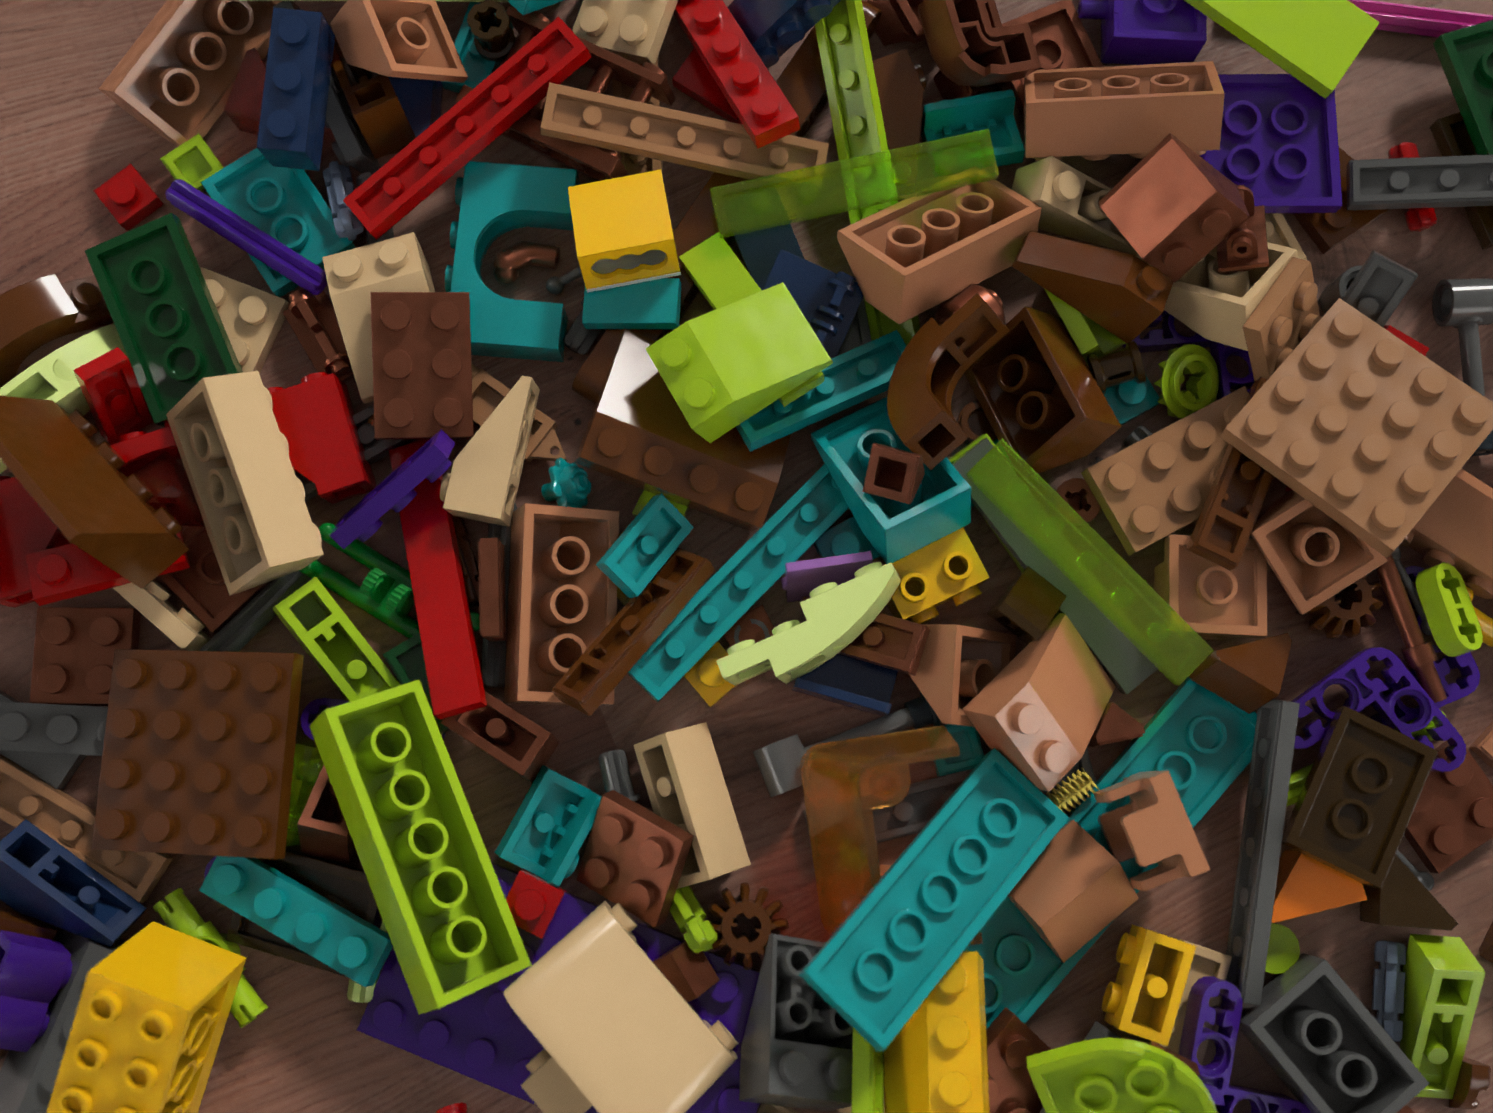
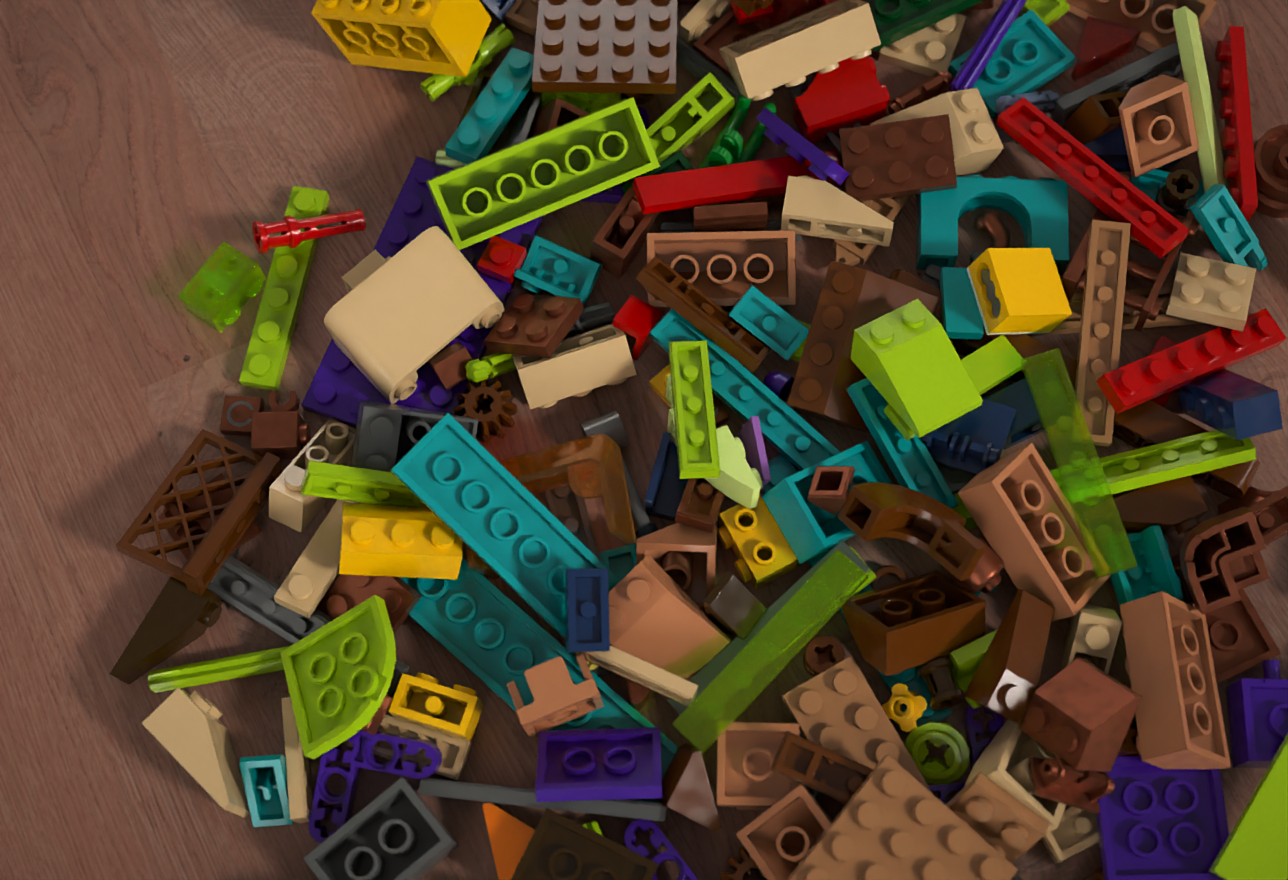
camera: 95 degrees right, 10 degrees down
(296, 89) = (1105, 56): dark blue brick -> none
(568, 485) = (812, 272): teal plant -> none
(637, 718) = (637, 320): none -> red panel
(721, 543) = (779, 383): none -> dark purple hinge
(779, 644) = (693, 410): none -> lime tile
(1057, 787) = (587, 610): none -> dark blue panel
(1072, 891) = (506, 641): nougat slope -> none
(1115, 724) = (645, 674): none -> tan tile
(1133, 404) = (915, 705): none -> yellow plate
(1230, 773) = (599, 764): none -> dark purple plate
(1282, 949) = (463, 819): lime tile -> none

